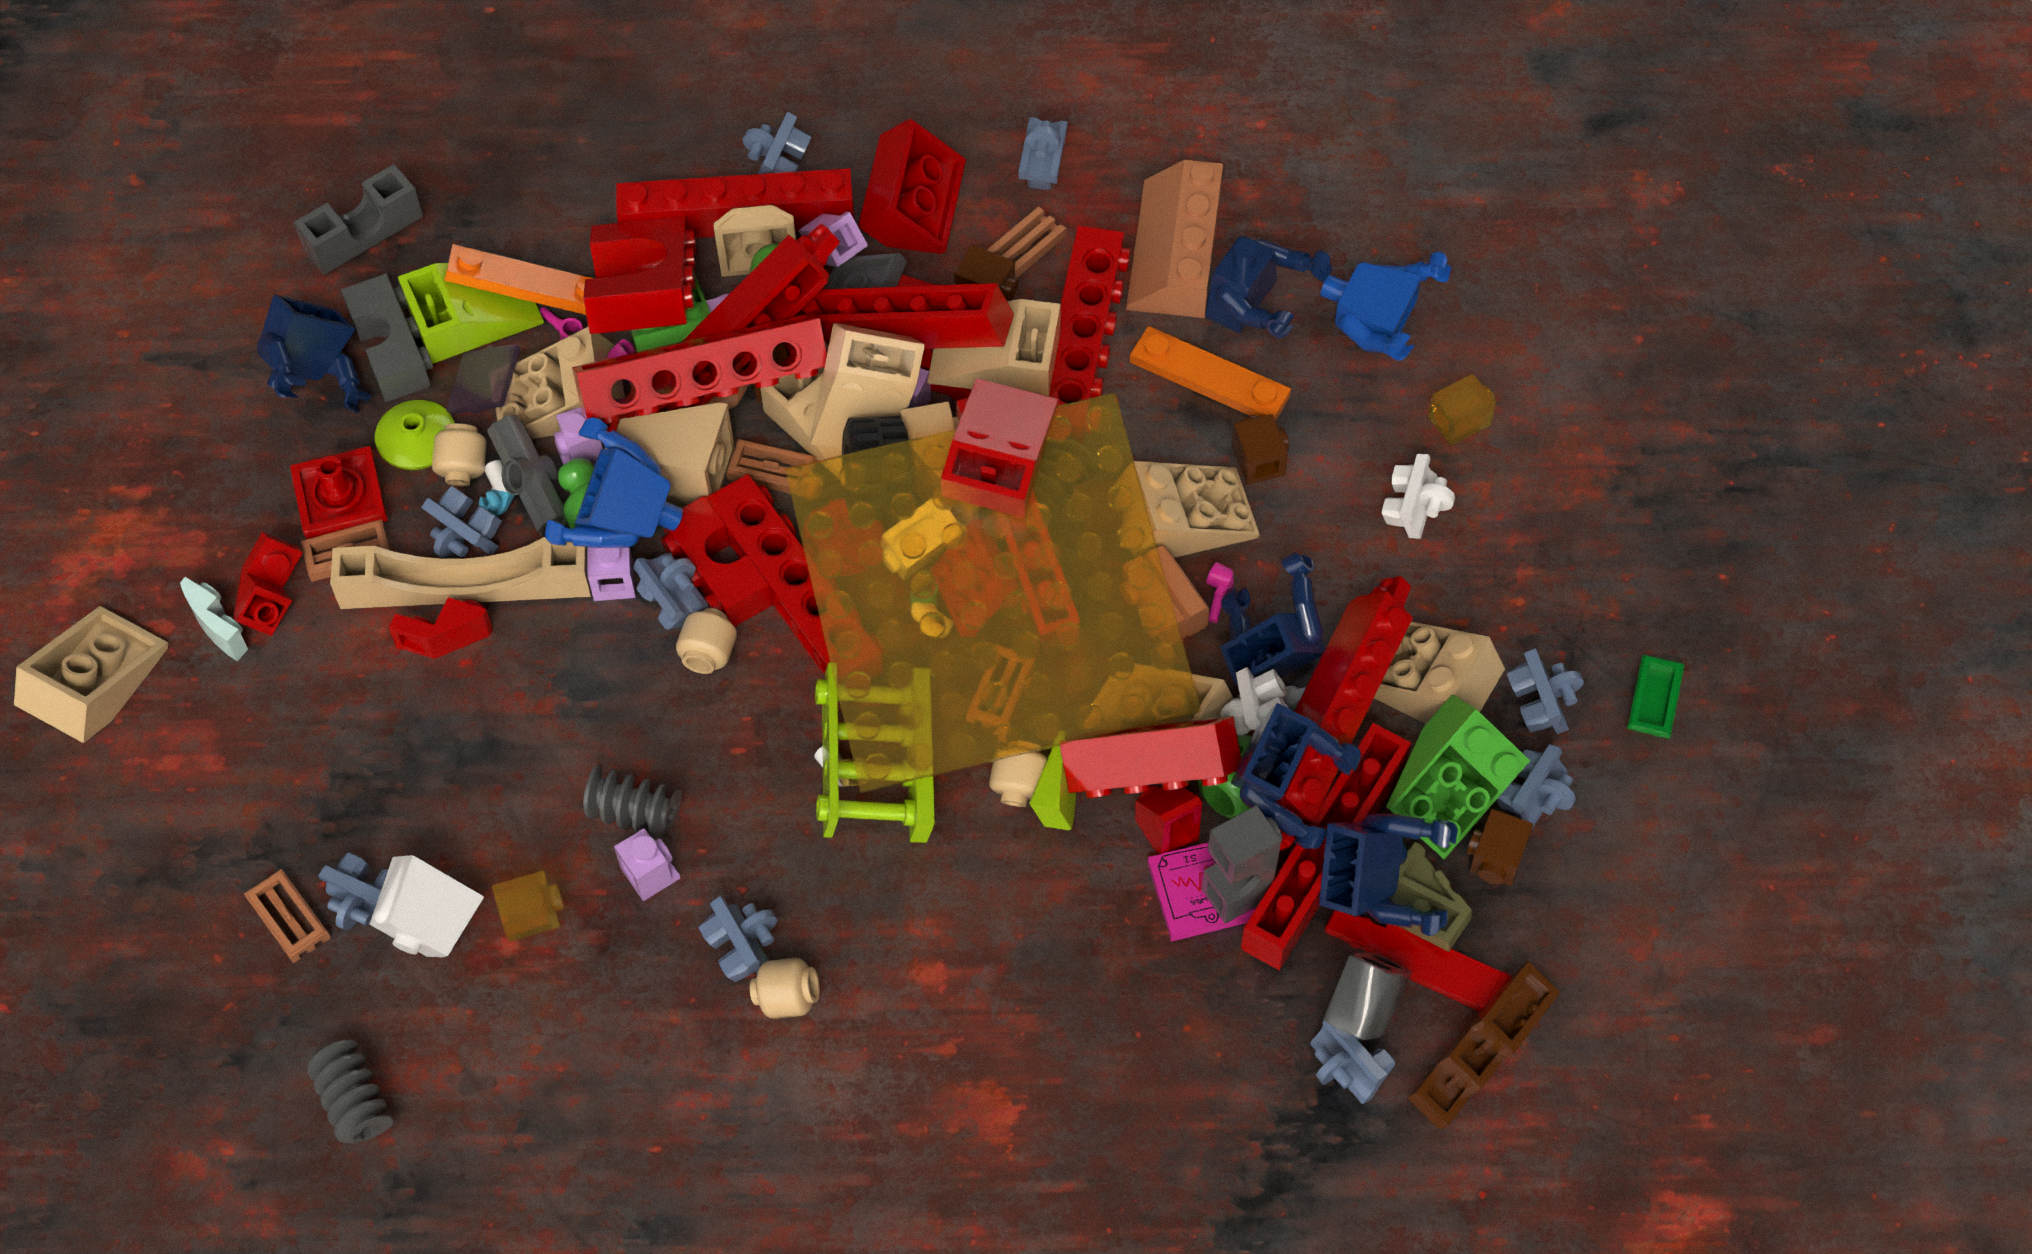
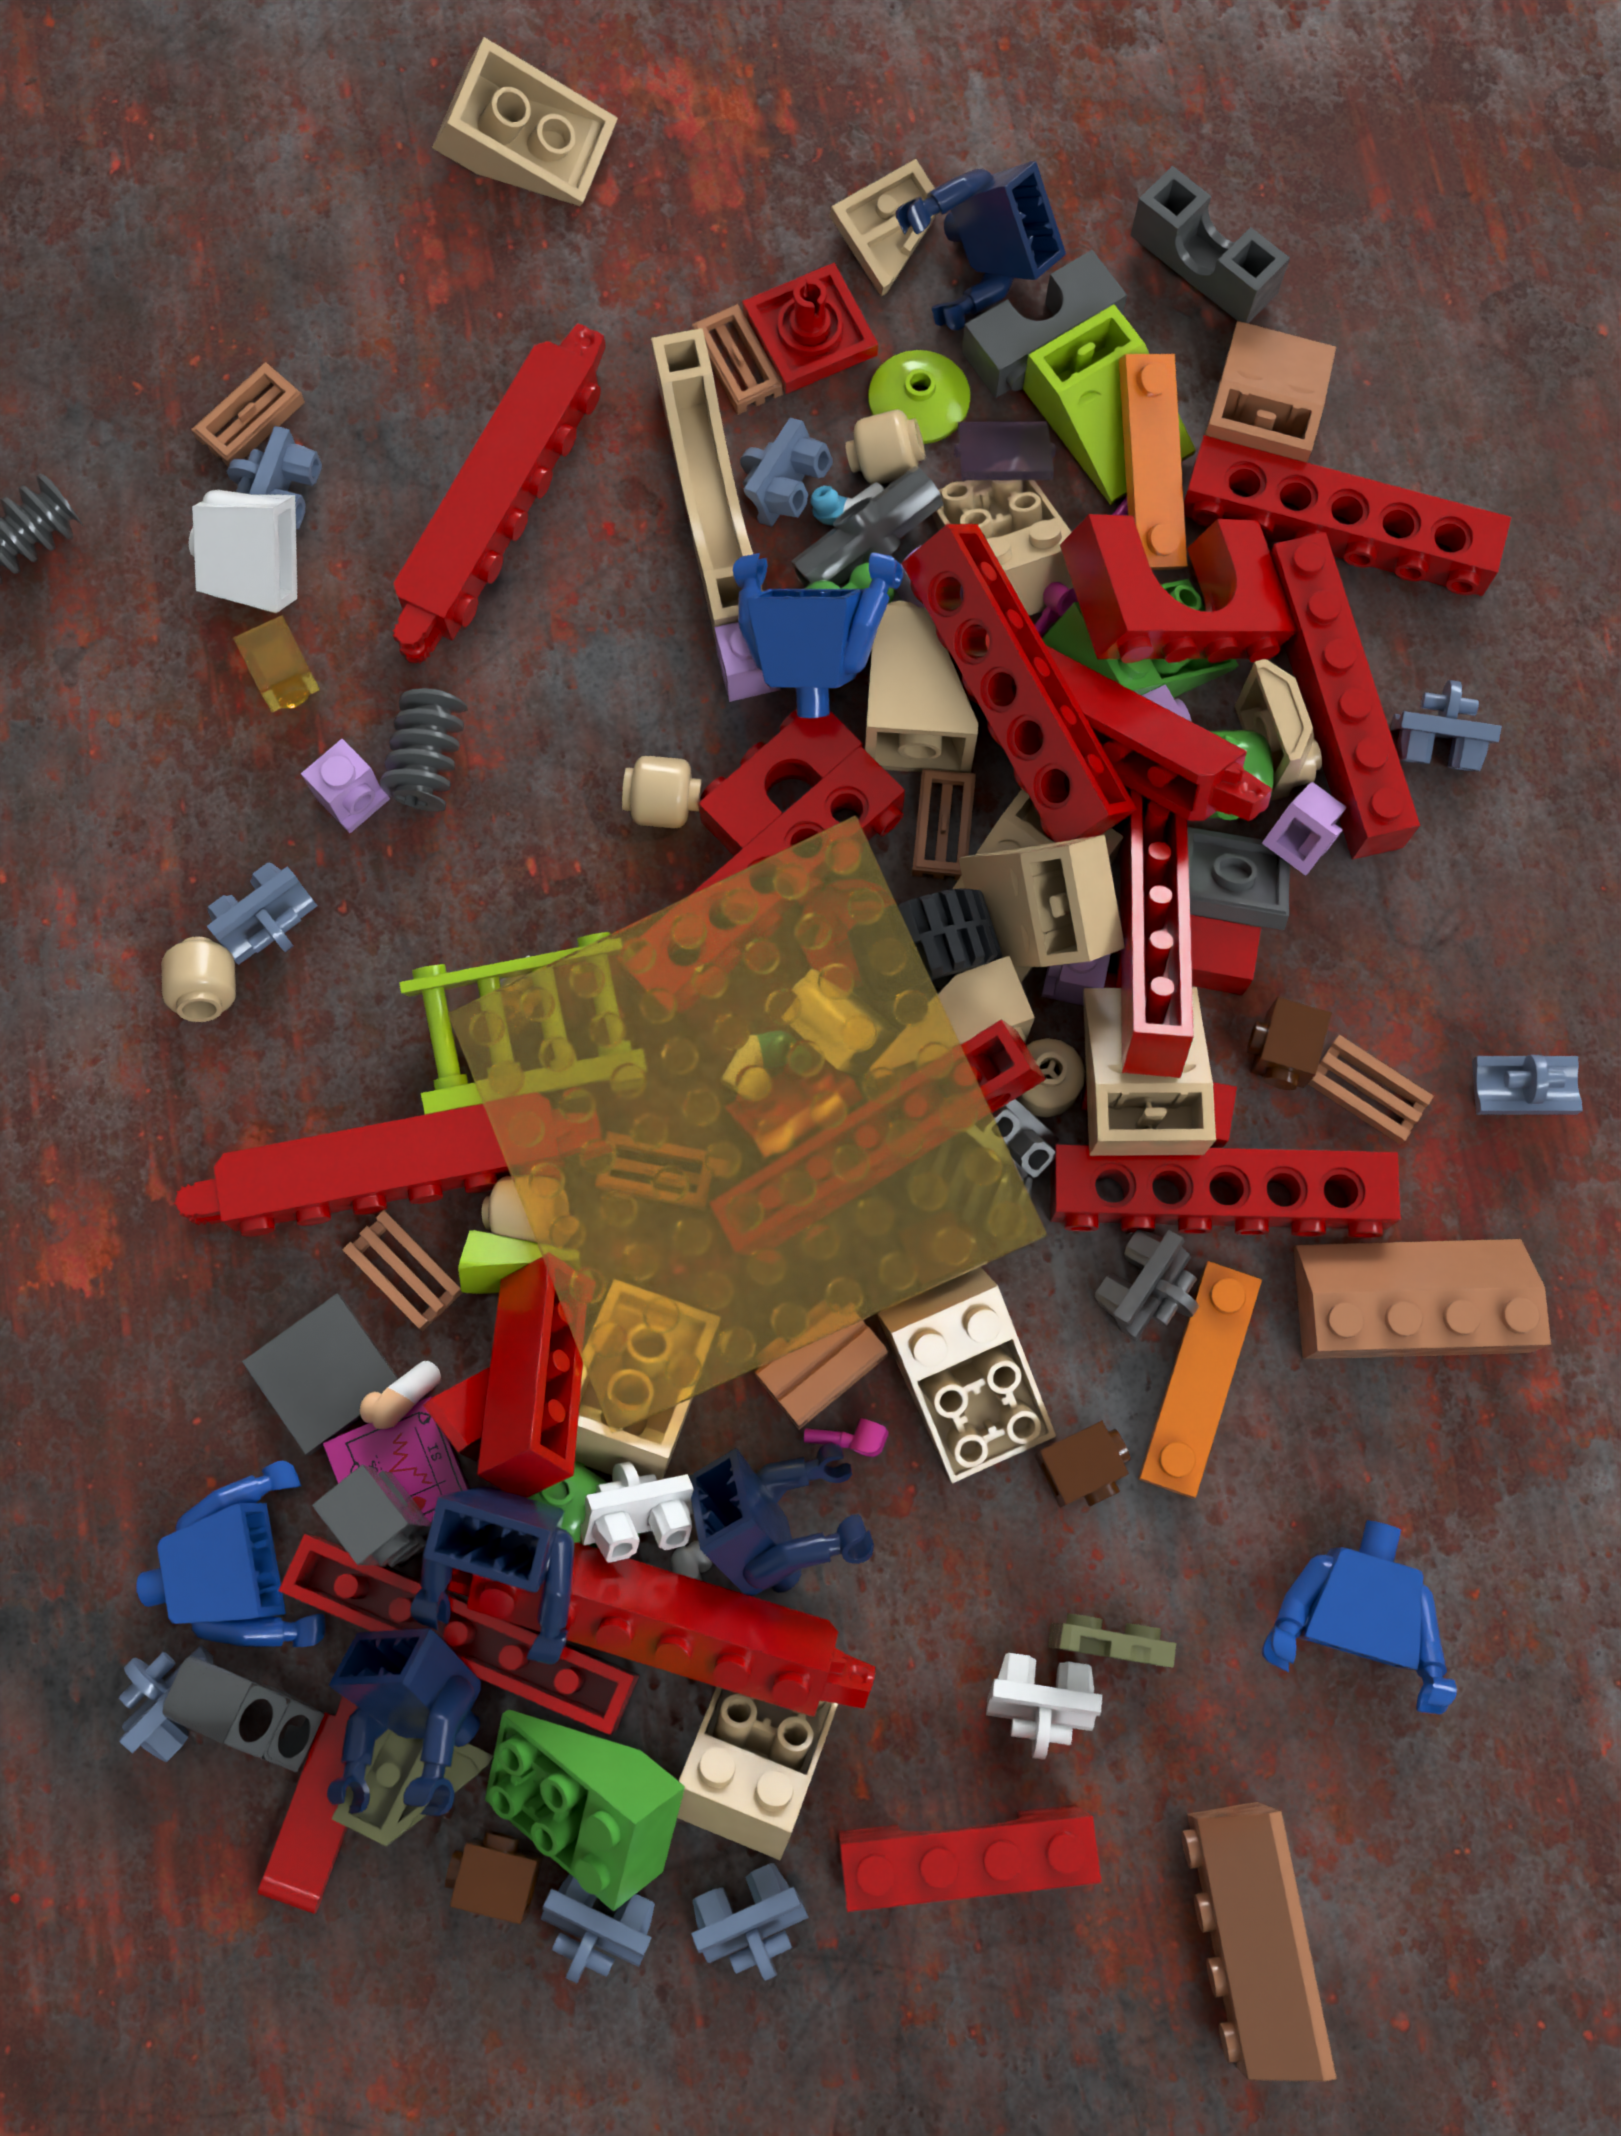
camera: 80 degrees right, 15 degrees up
(210, 615) = (613, 229): light aqua slope -> none
(260, 593) = (663, 277): red slope -> none
(262, 428) = (871, 226): none -> tan wing
(418, 729) = (495, 491): none -> red hinge
(456, 627) = (638, 494): red slope -> none
(494, 206) = (1271, 391): none -> nougat slope
(588, 188) = (1369, 505): none -> red brick
(669, 585) = (728, 732): sand blue hips -> none
(912, 190) = (1420, 921): red slope -> none
(965, 888) = (348, 1171): none -> red hinge
(998, 447) = (919, 1084): red slope -> none
(1063, 840) = (370, 1237): none -> nougat tile
(1117, 934) = (320, 1373): none -> dark grey tile
(1144, 867) = (397, 1400): none -> arm
(1152, 401) = (1158, 1289): none -> flat silver hips
(1248, 276) = (1360, 1406): dark blue torso -> none
(1257, 1006) = (225, 1571): none -> blue torso
(1384, 440) = (1138, 1643): none -> olive wing
(1462, 409) = (1207, 1757): clear yellow brick -> none
(1484, 1045) = (214, 1888): reddish brown slope -> none
(1515, 514) = (1022, 1855): none -> red arch
(1582, 391) = (1258, 1944): none -> nougat slope
(1656, 696) = (774, 2092): green tile -> none

